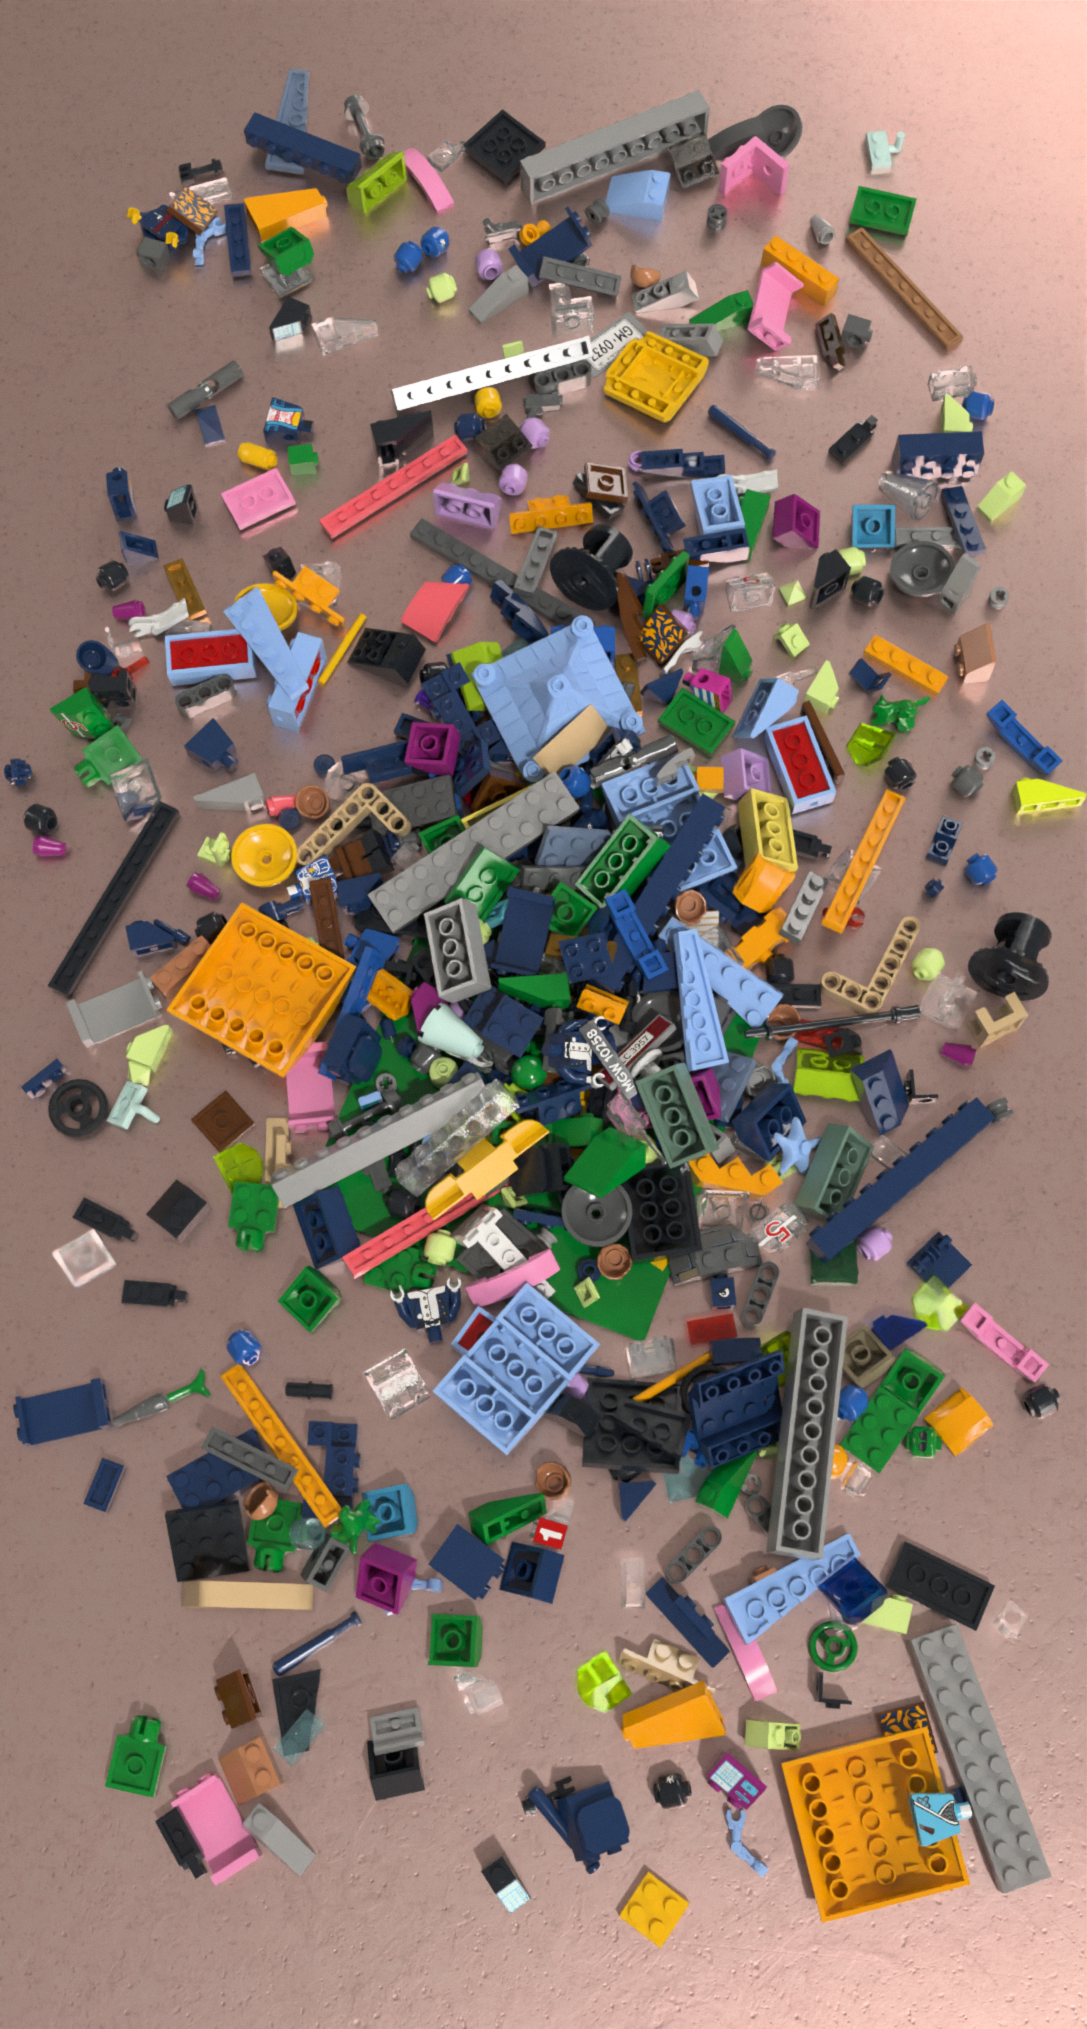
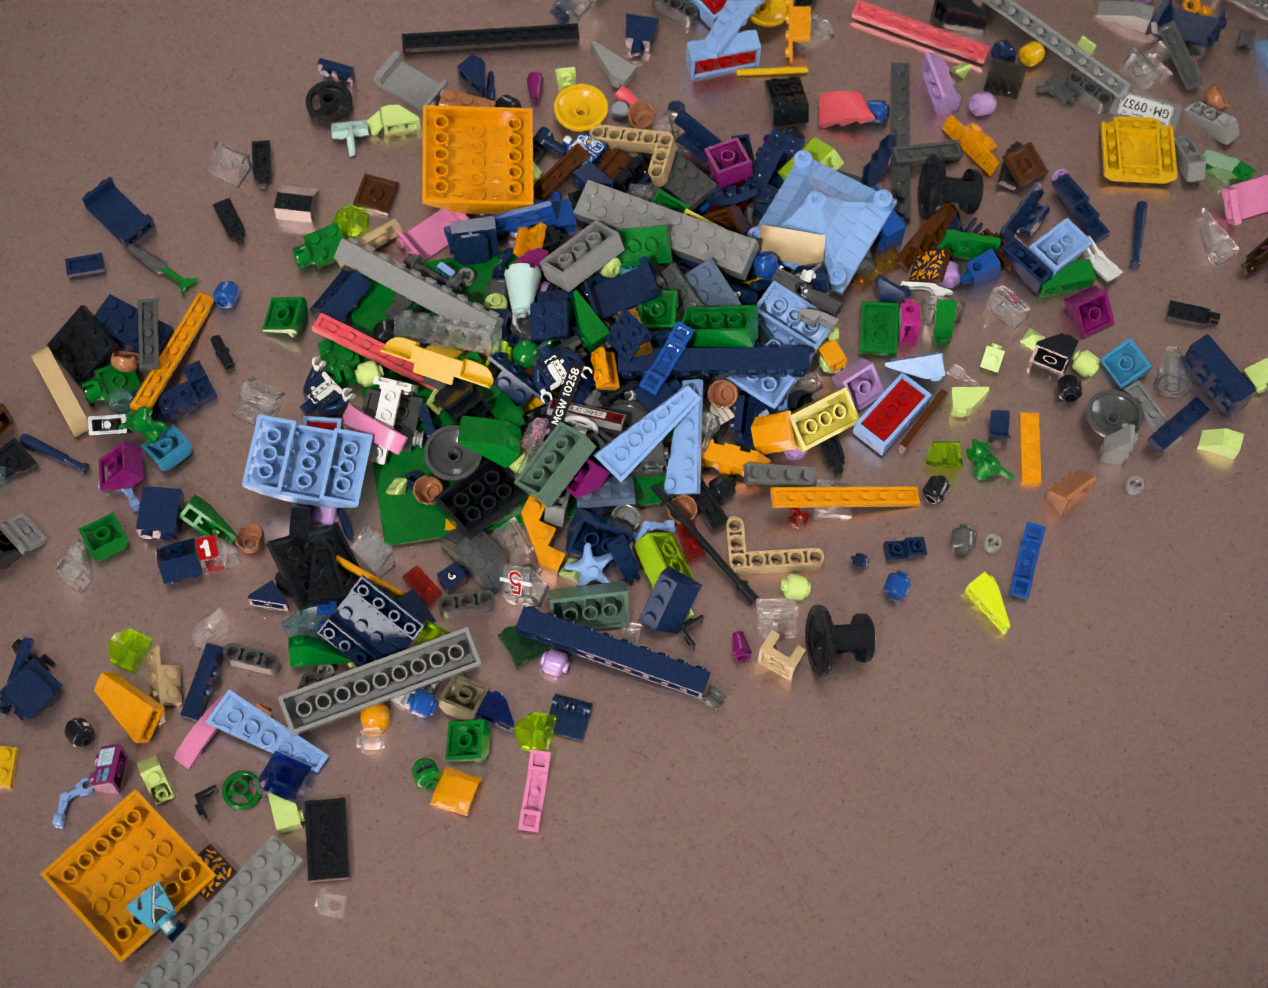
camera: 55 degrees right, 5 degrees down
(535, 432) = (1030, 96): lavender head -> none
(804, 1109) = (623, 557): none -> dark blue hinge
(850, 1039) = (698, 562): black bracket -> none
(879, 1429) = (417, 738): green plate -> none
(1041, 1401) = (506, 840): black head -> none

